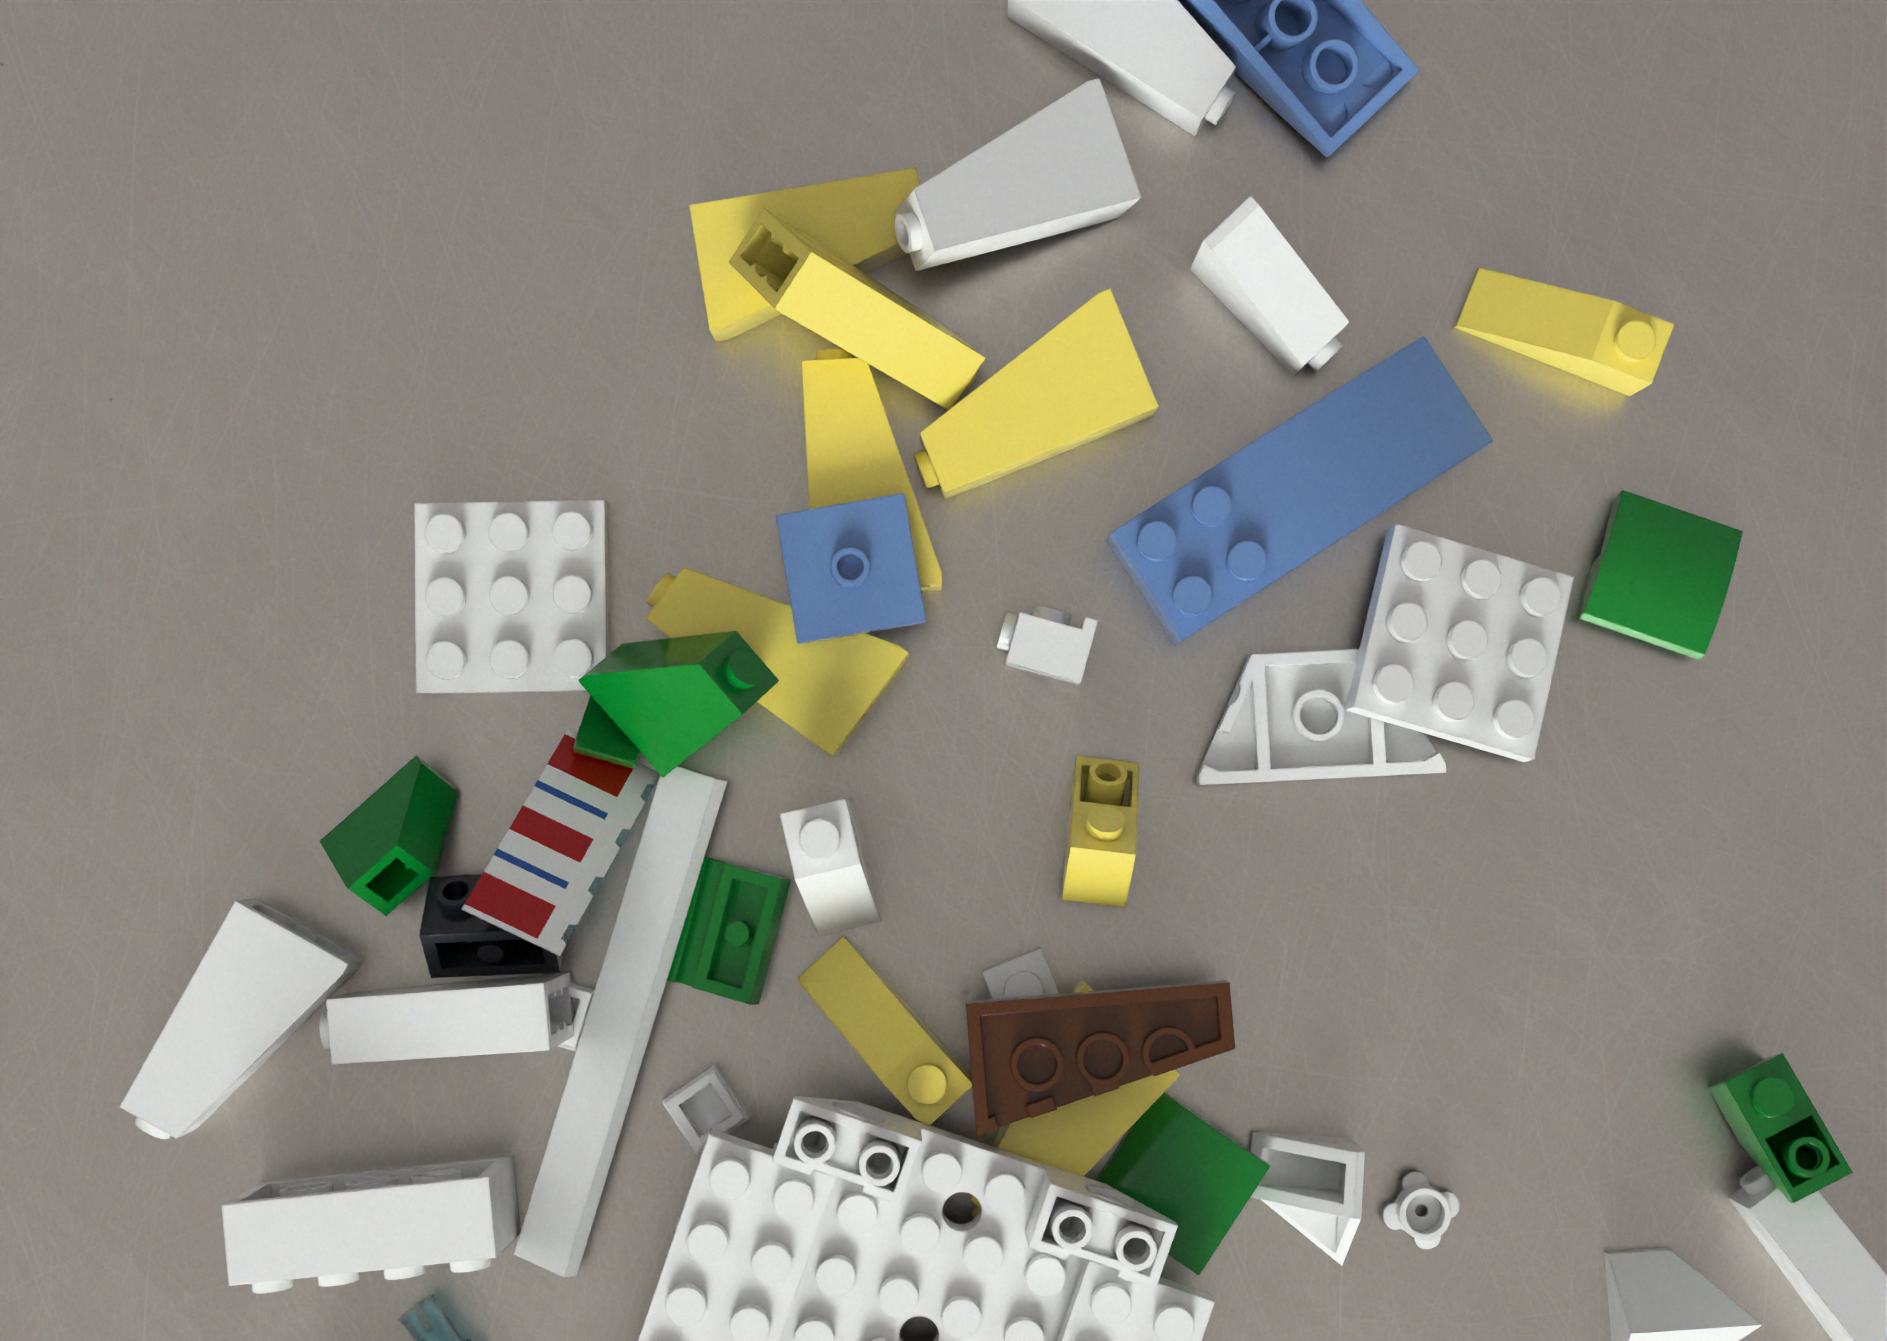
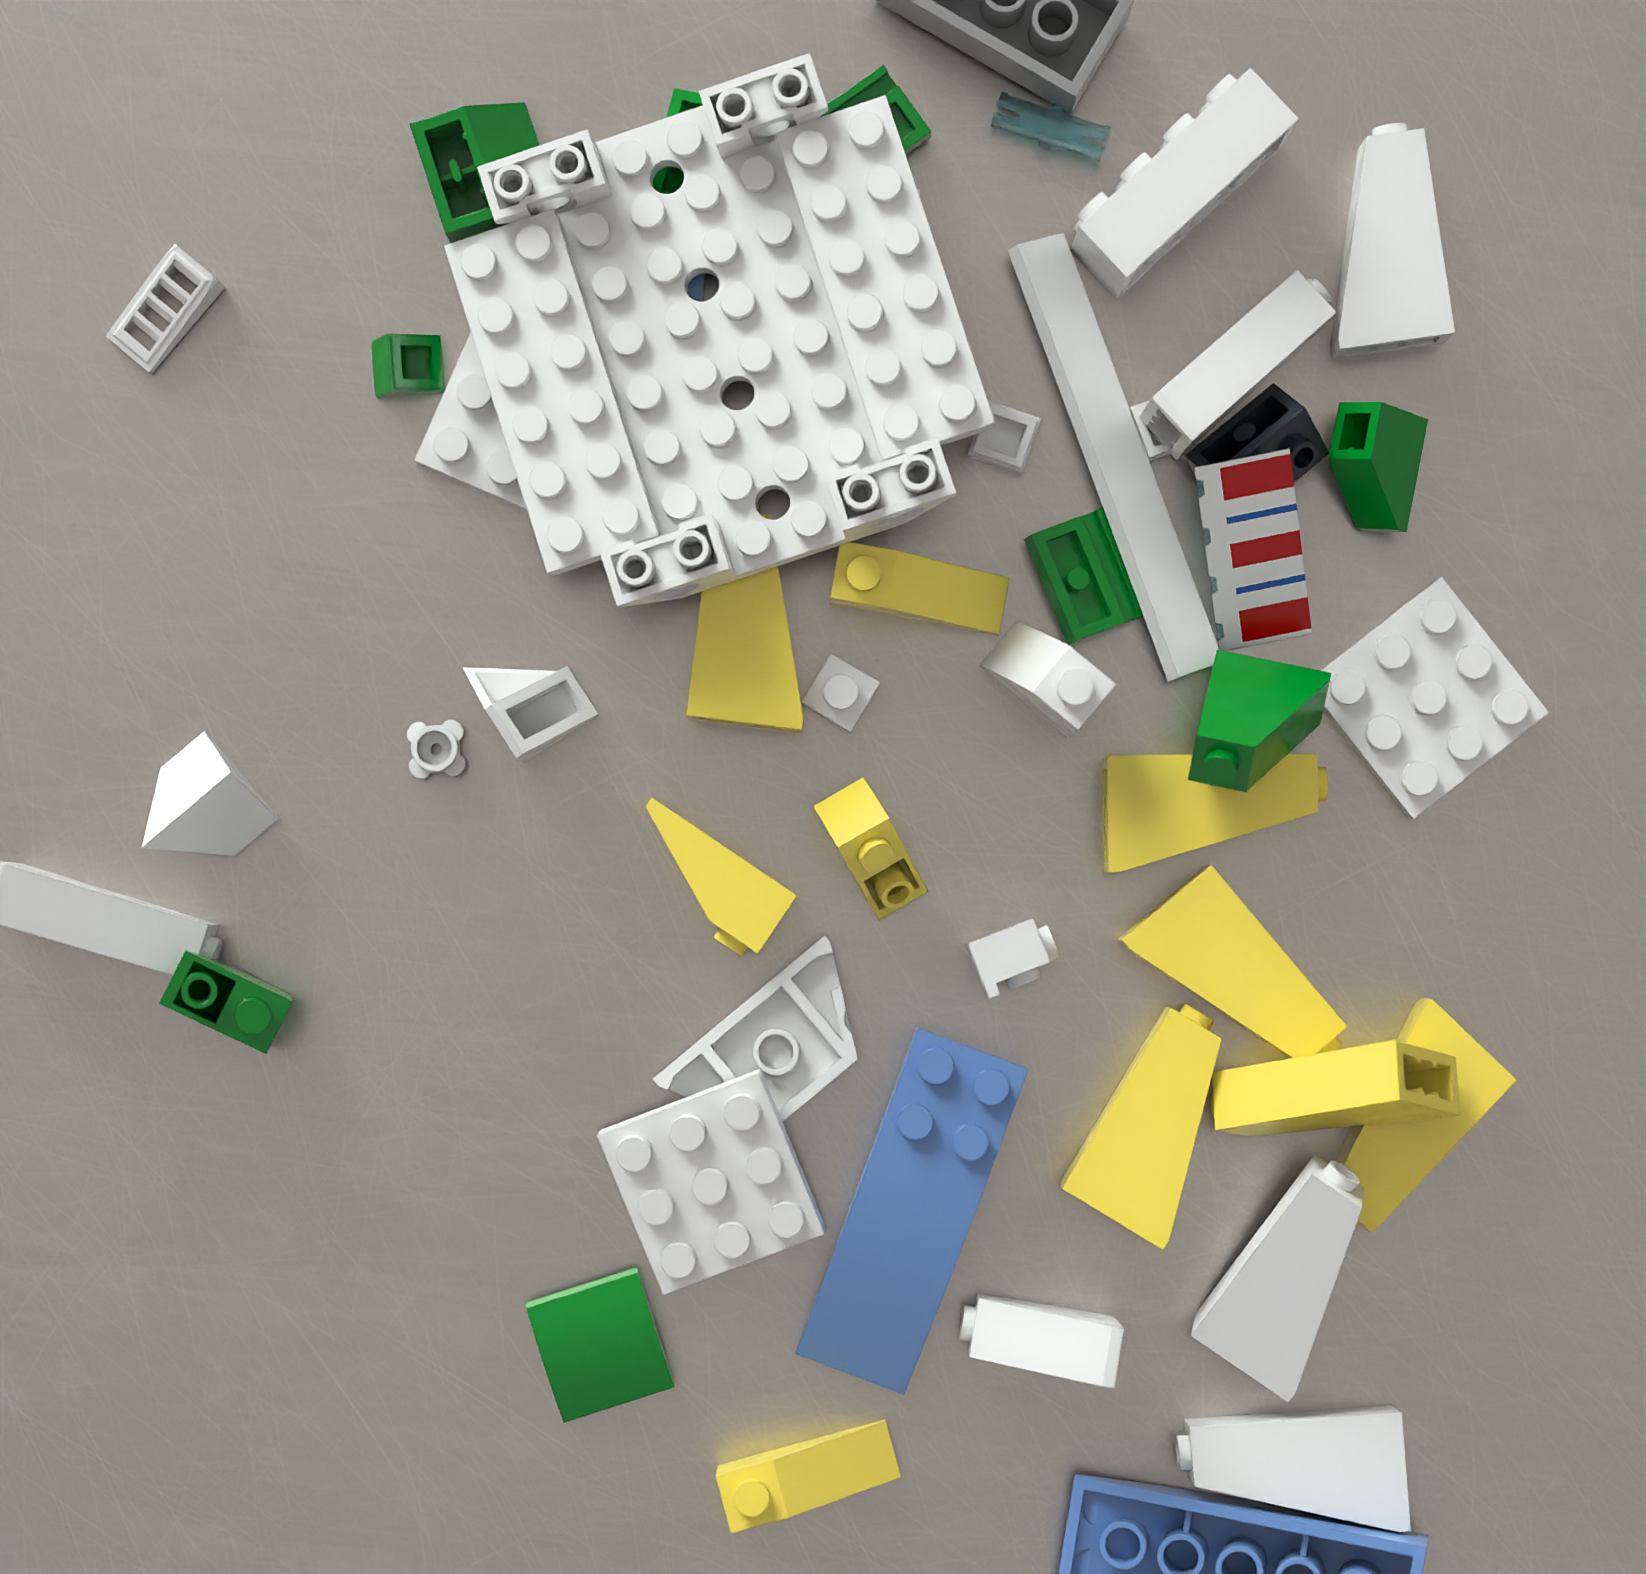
camera: 140 degrees right, 0 degrees up
(603, 739) = (1281, 645): green slope -> none
(850, 568) = (1196, 900): medium blue plate -> none
(1077, 1045) = (780, 677): reddish brown wing -> none
(1187, 1174) = (625, 649): green slope -> none
(1254, 892) = (728, 888): none -> light yellow slope

